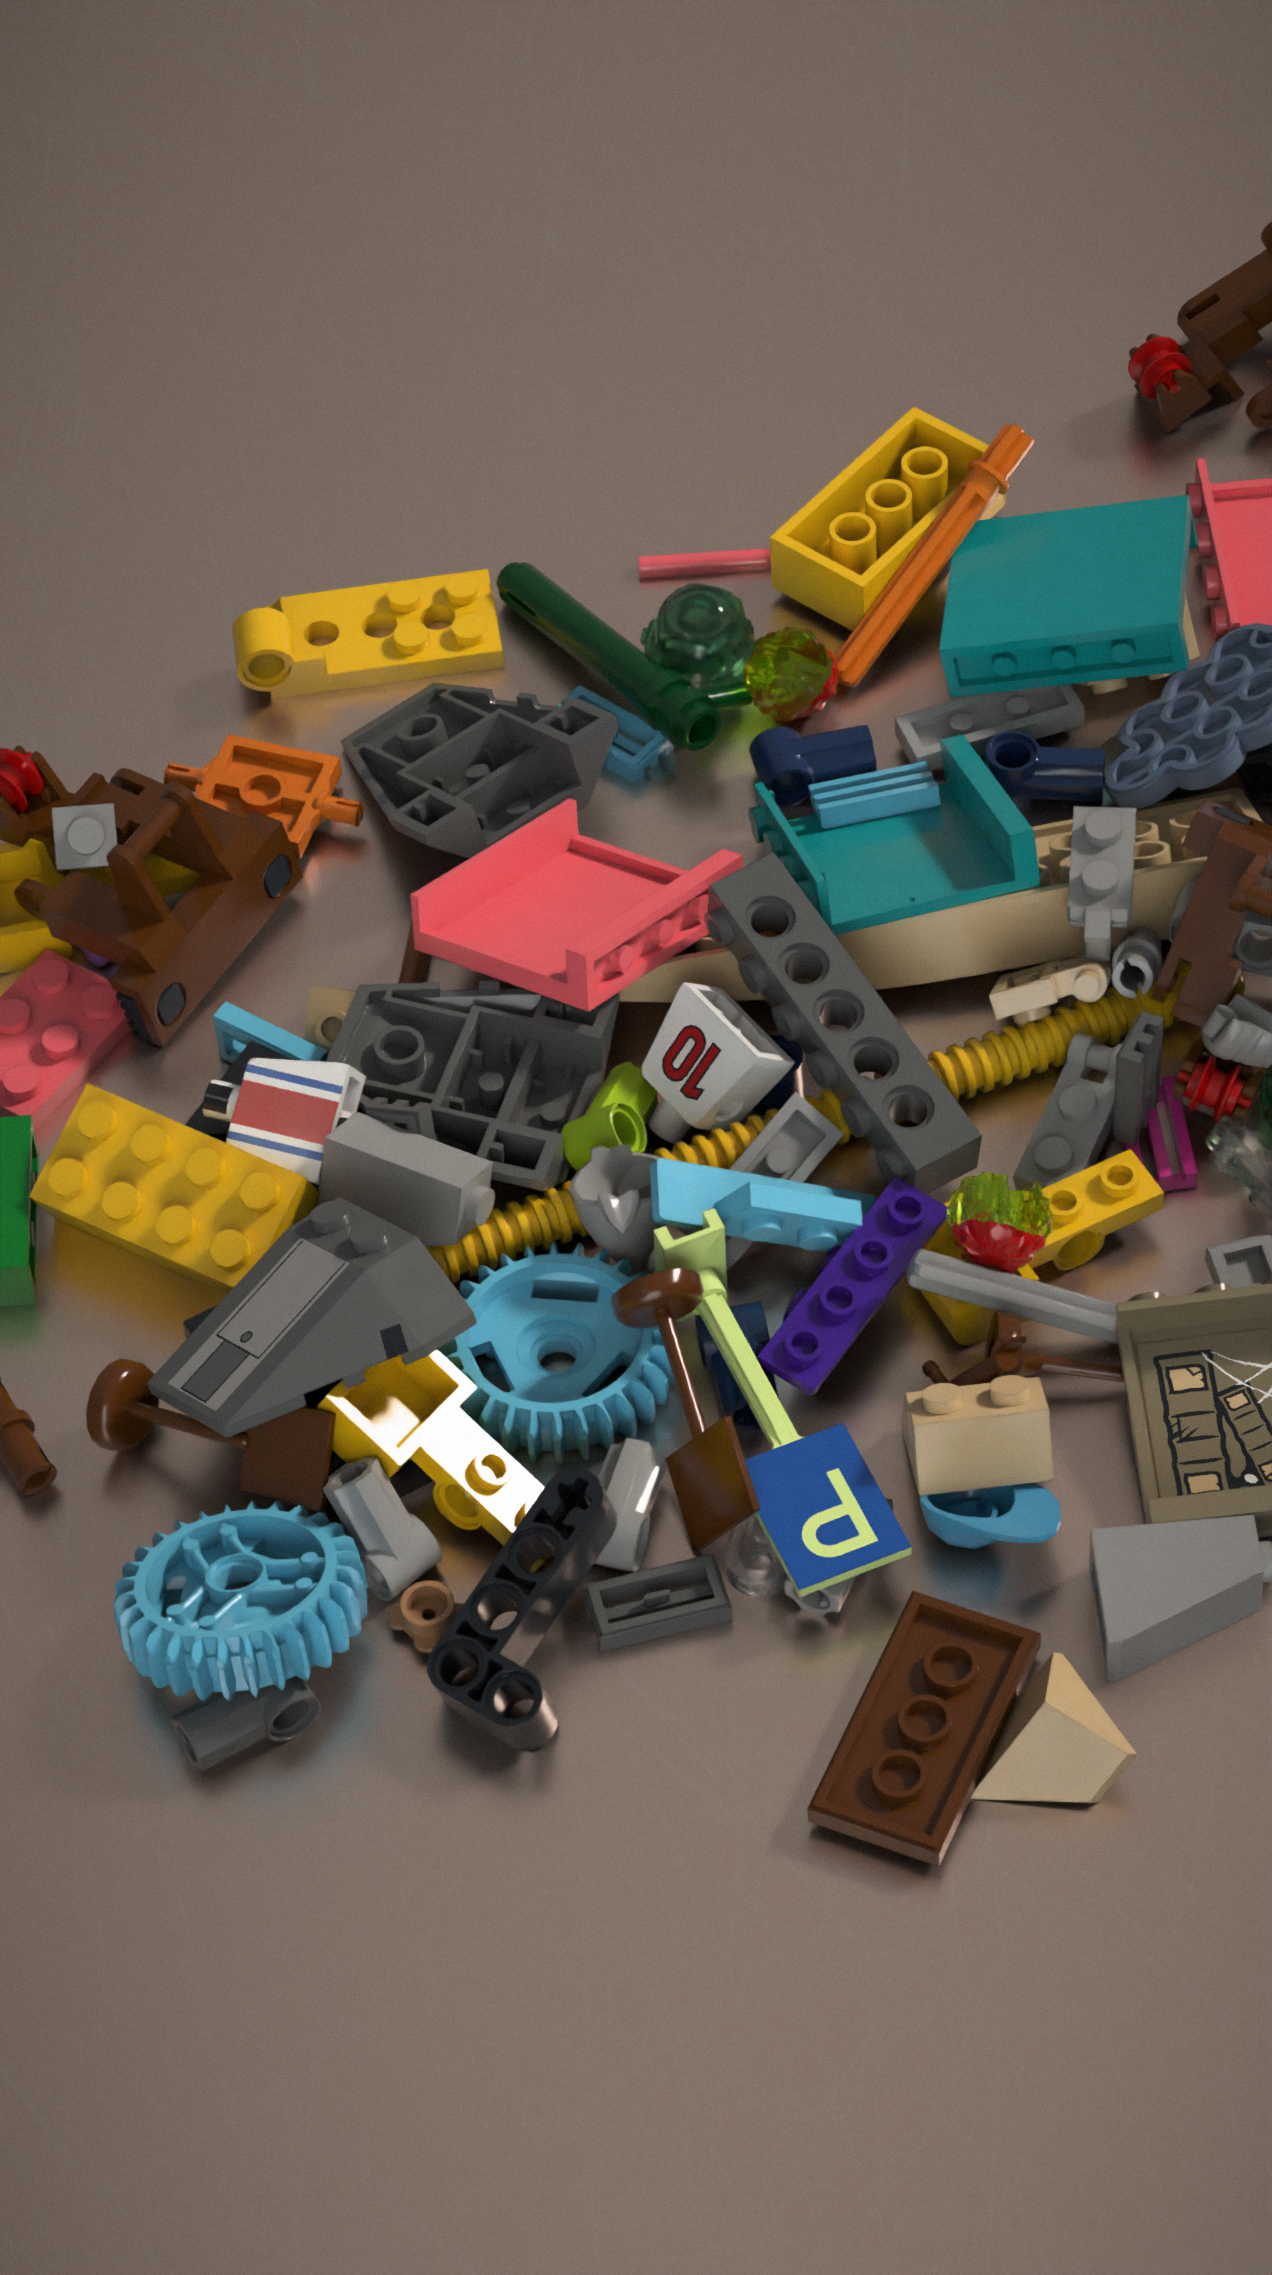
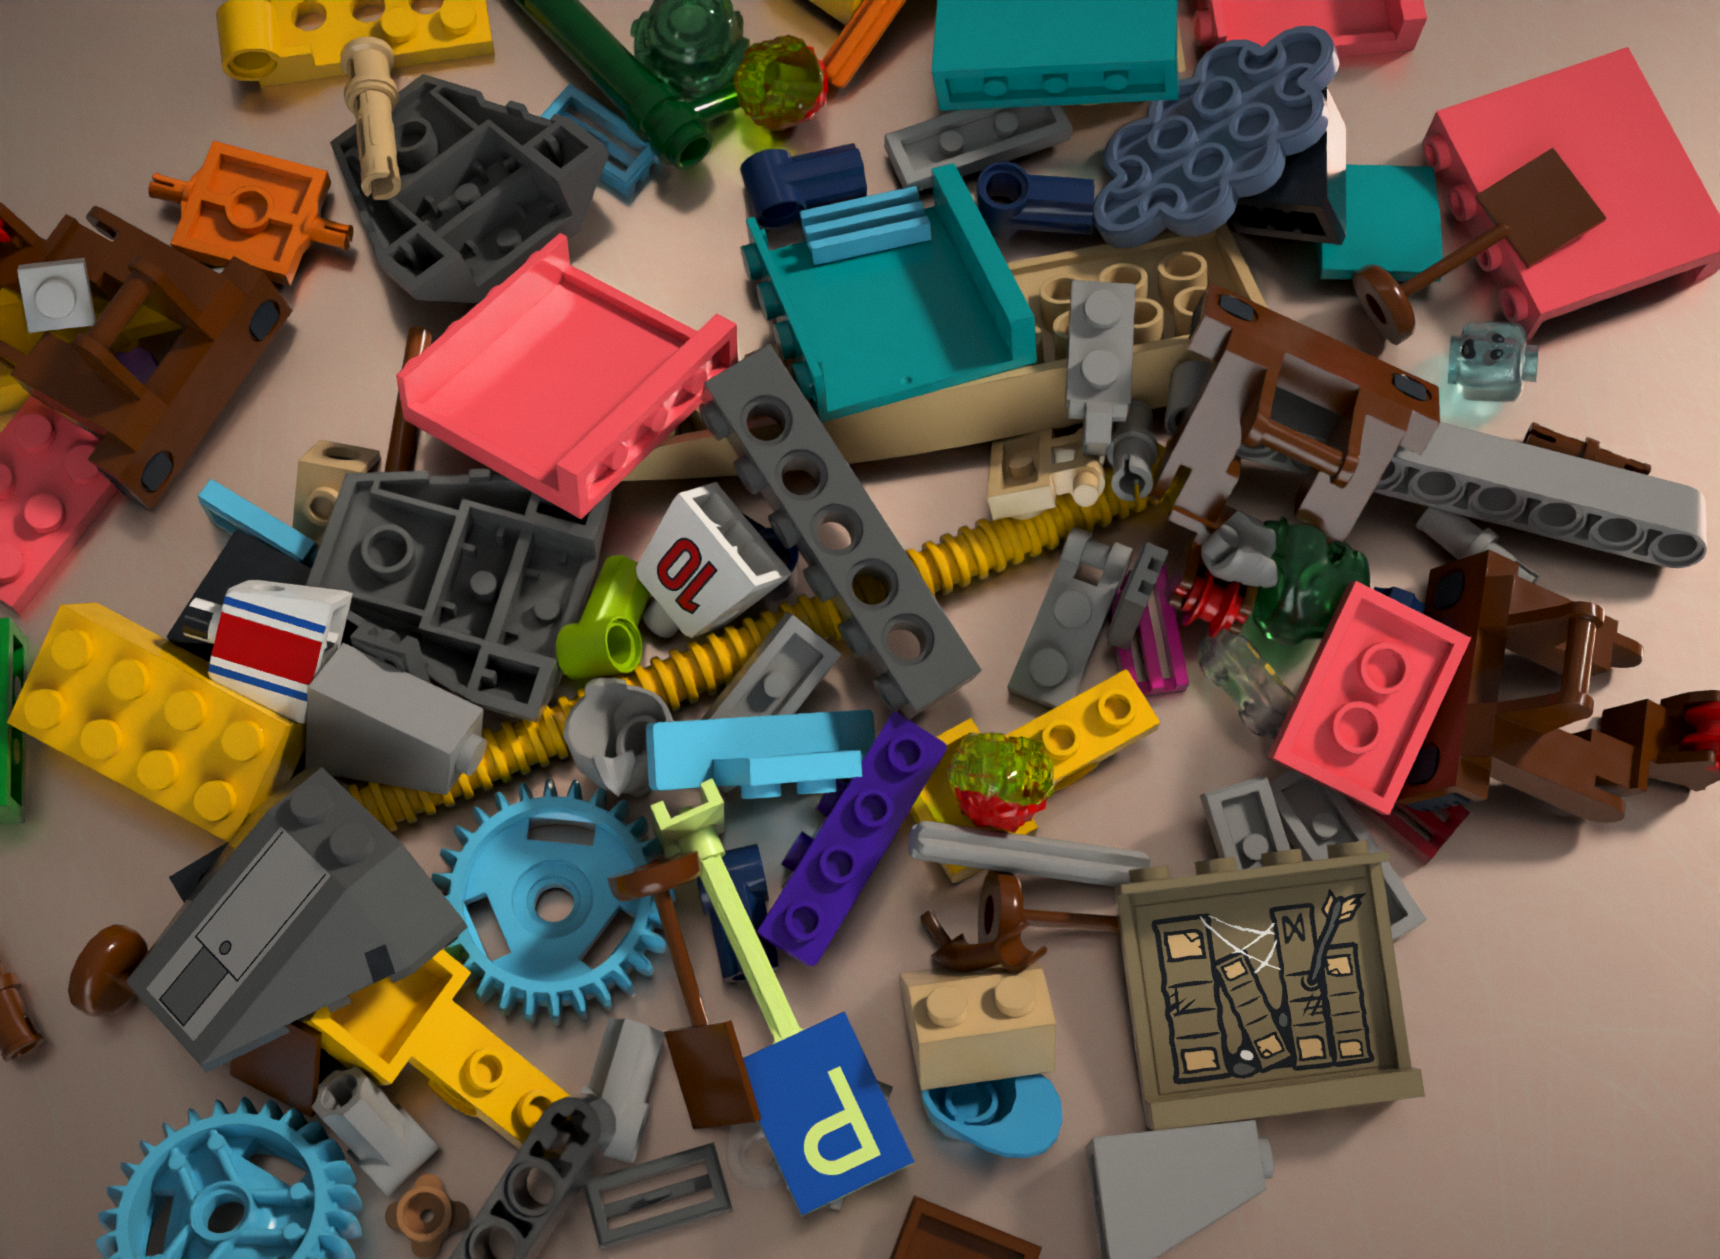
camera: 10 degrees left, 20 degrees up
(384, 696) = (372, 98): none -> tan pin

